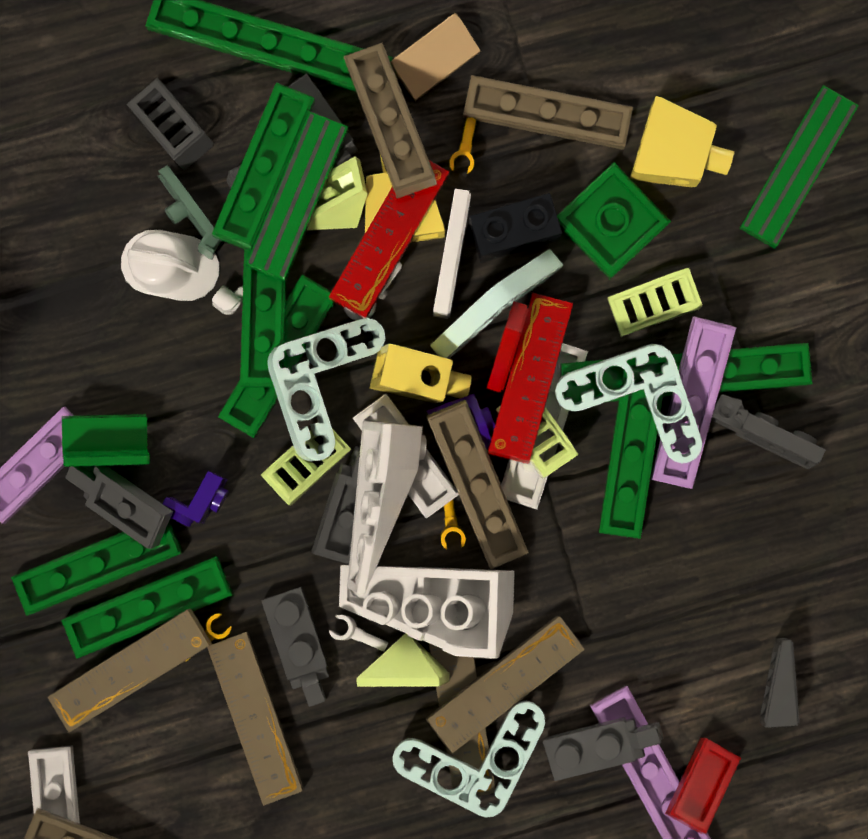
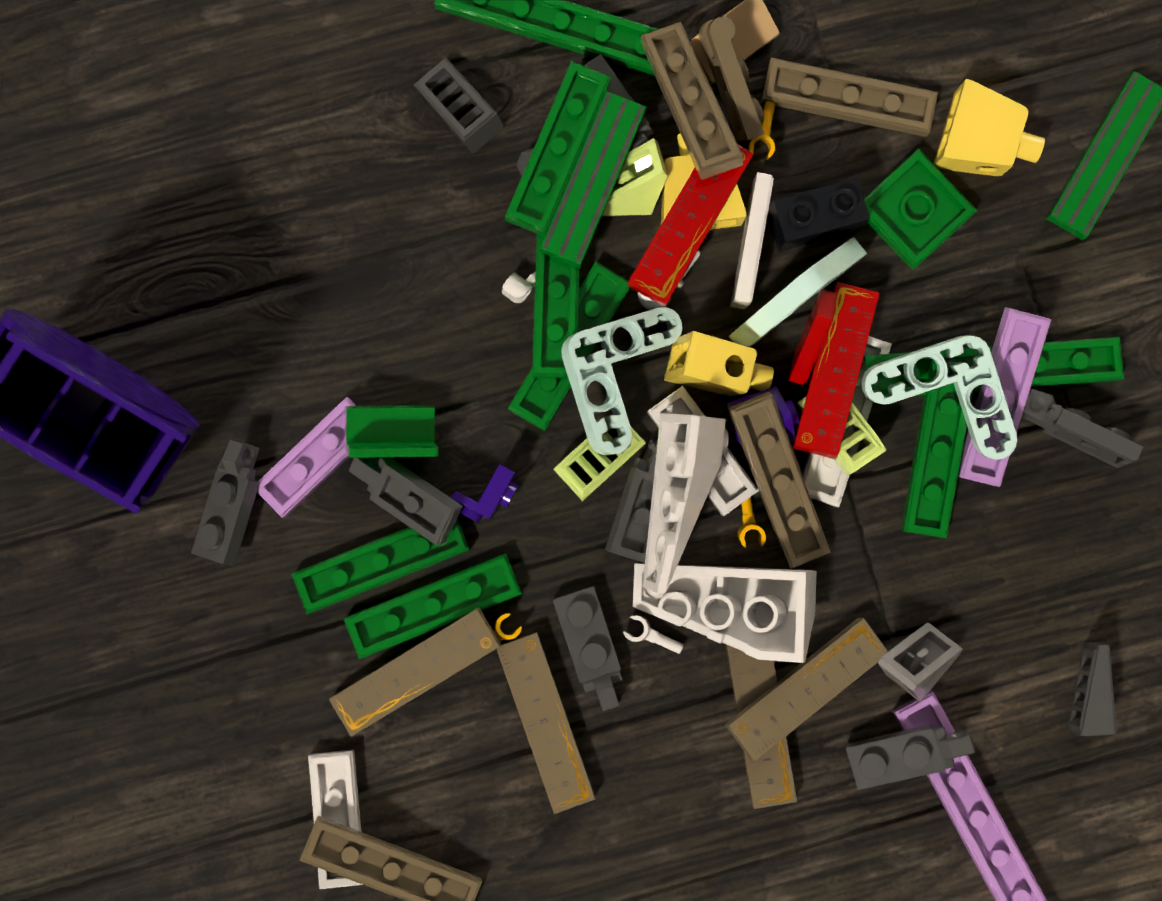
camera: 10 degrees left, 0 degrees up
(168, 266) = (457, 251): white piece -> none
(187, 207) = (476, 191): sand green piece -> none
(404, 665) = (703, 669): yellowish green slope -> none
(430, 96) = (731, 78): none -> dark tan plate
(474, 778) = (774, 787): light aqua beam -> none
(613, 656) = (920, 660): none -> light grey slope
(688, 289) = (996, 281): yellowish green slope -> none
(703, 785) = (1012, 796): red tile -> none

